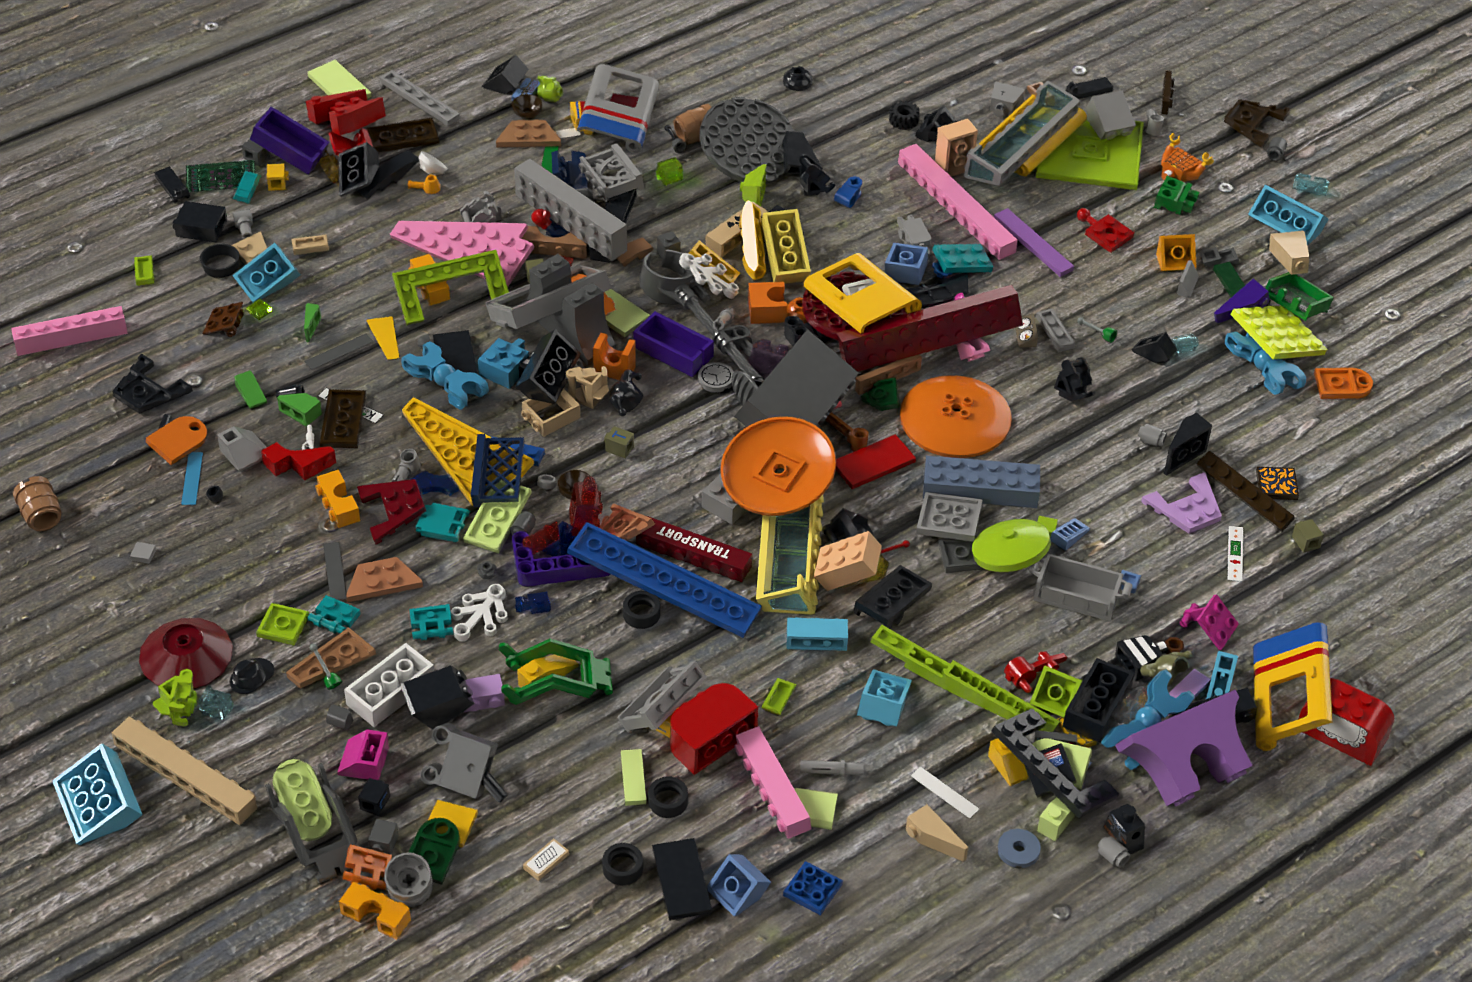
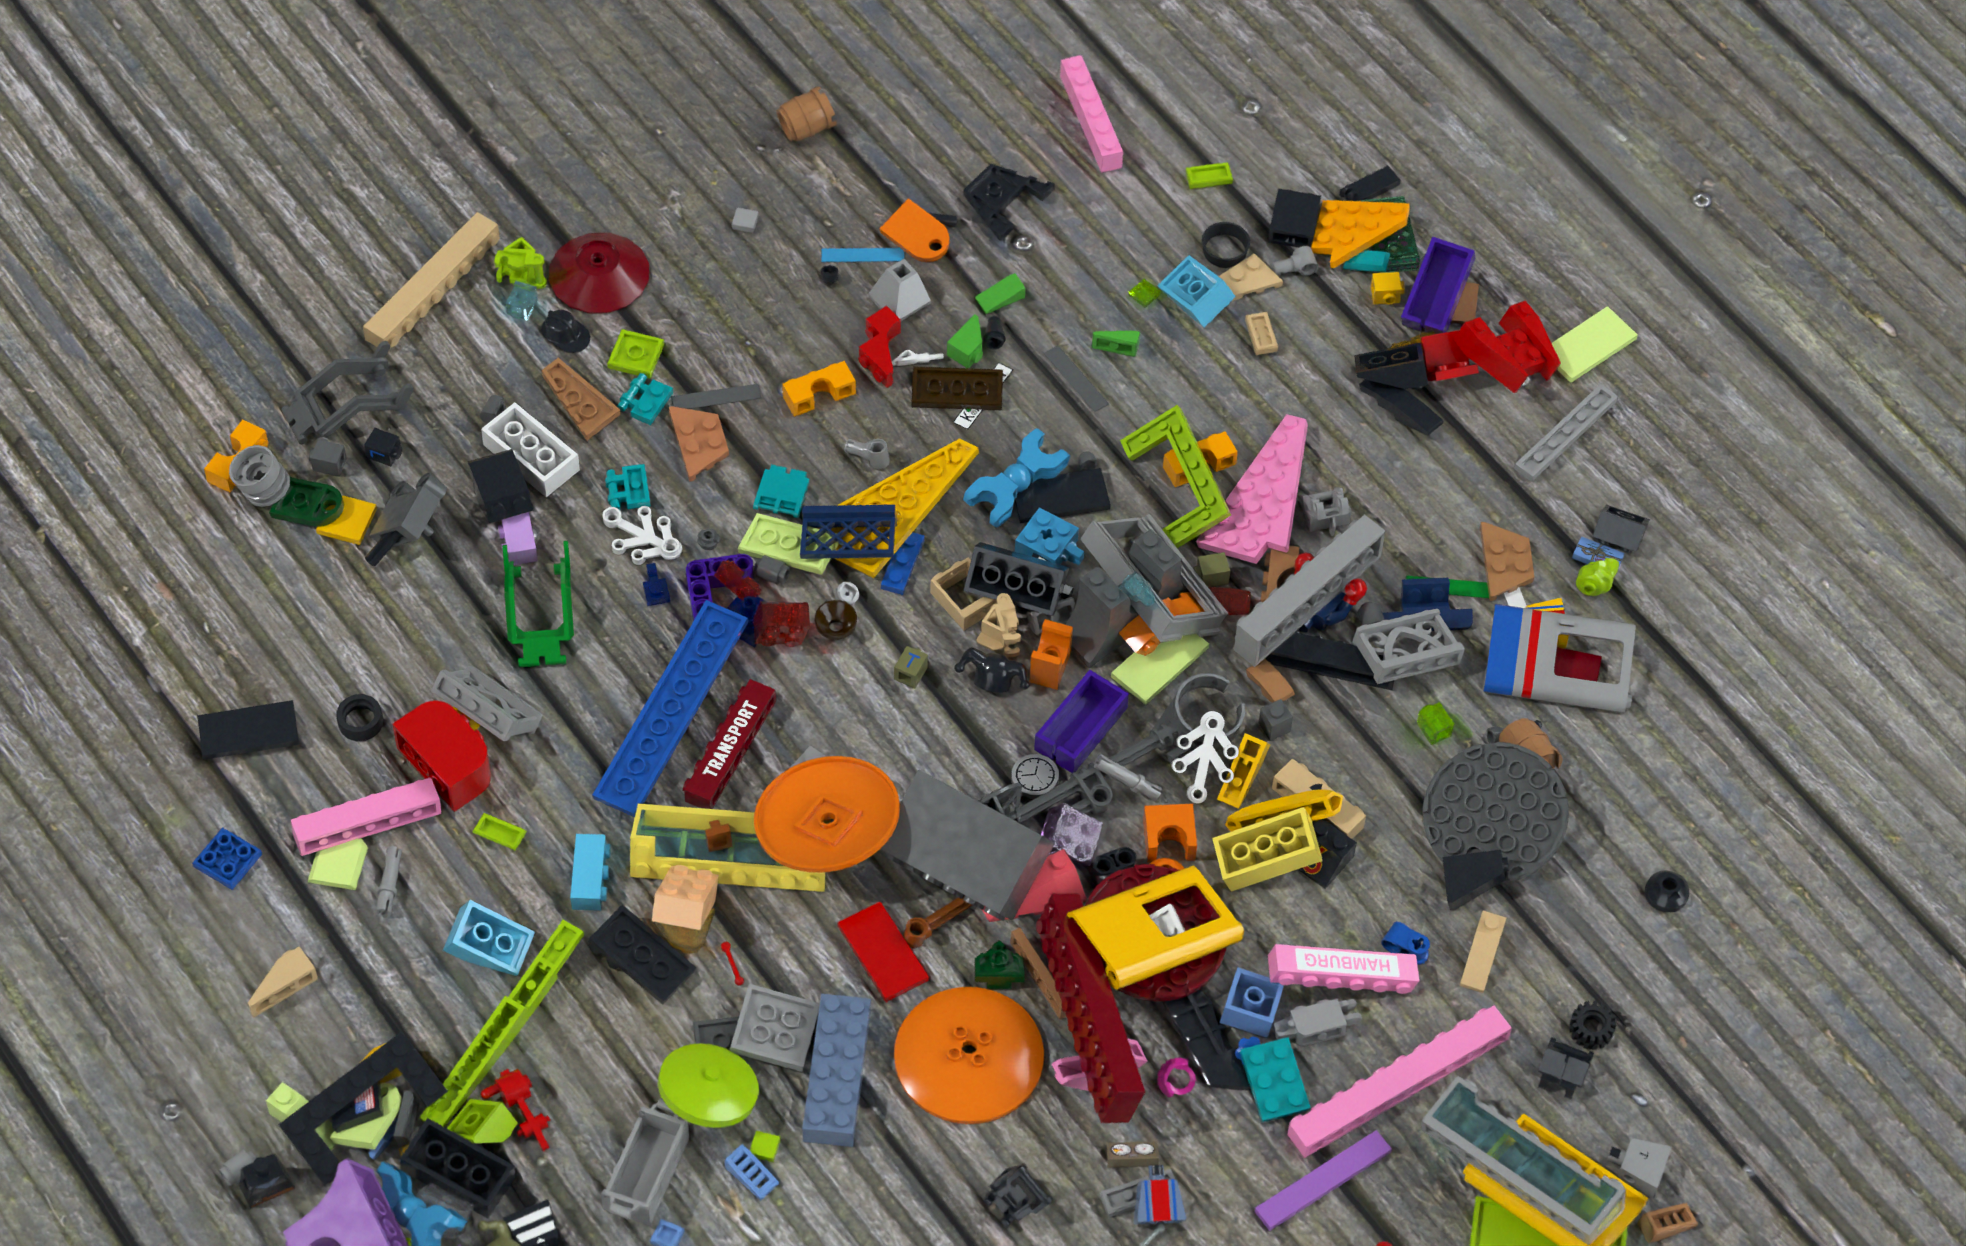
camera: 90 degrees right, 10 degrees up
(97, 795) = (406, 215): medium azure slope -> none
(217, 185) = (1354, 226): none -> light orange wing
(225, 318) = (1121, 256): reddish brown hinge -> none
(303, 797) = (381, 376): yellowish green tile -> none
(331, 679) = (547, 399): hinge -> none
(365, 755) = (435, 436): dark pink slope -> none
(366, 861) = (295, 446): orange plate -> none
(385, 334) = (1112, 421): yellow sticker -> none
(401, 502) = (807, 448): dark red wing -> none
(403, 135) = (1490, 420): dark brown tile -> none
(430, 185) = (1385, 458): light orange bar -> none
(431, 164) = (1430, 449): white piece -> none
(436, 483) = (849, 476): clear blue tile -> none
(527, 103) = (1558, 545): dark brown piece -> none
(543, 667) = (544, 594): yellow slope -> none
(546, 859) = (290, 606): tile -> none
(585, 275) = (1138, 589): none -> clear light blue hinge
(622, 850) = (277, 689): black tyre -> none
(625, 523) = (762, 664): nougat wing -> none
(633, 777) = (396, 686): yellowish green tile -> none
(641, 621) = (629, 677): black tyre -> none
(737, 884) = (235, 783): medium blue slope -> none
(754, 185) = (1396, 823): lime slope -> none
(782, 550) = (718, 836): none -> dark orange tile
(813, 177) = (1423, 896): black piece -> none
(846, 523) = (752, 913): black piece -> none
(849, 157) = (1483, 951): none -> tan slope
(880, 216) = (1343, 968): none -> bright pink brick
(945, 792) = (350, 1001): white sticker -> none
(954, 144) = (1492, 1069): light nougat brick -> none
(1021, 838) = (254, 1058): sand blue tile -> none
(1066, 313) = (1158, 1199): none -> torso

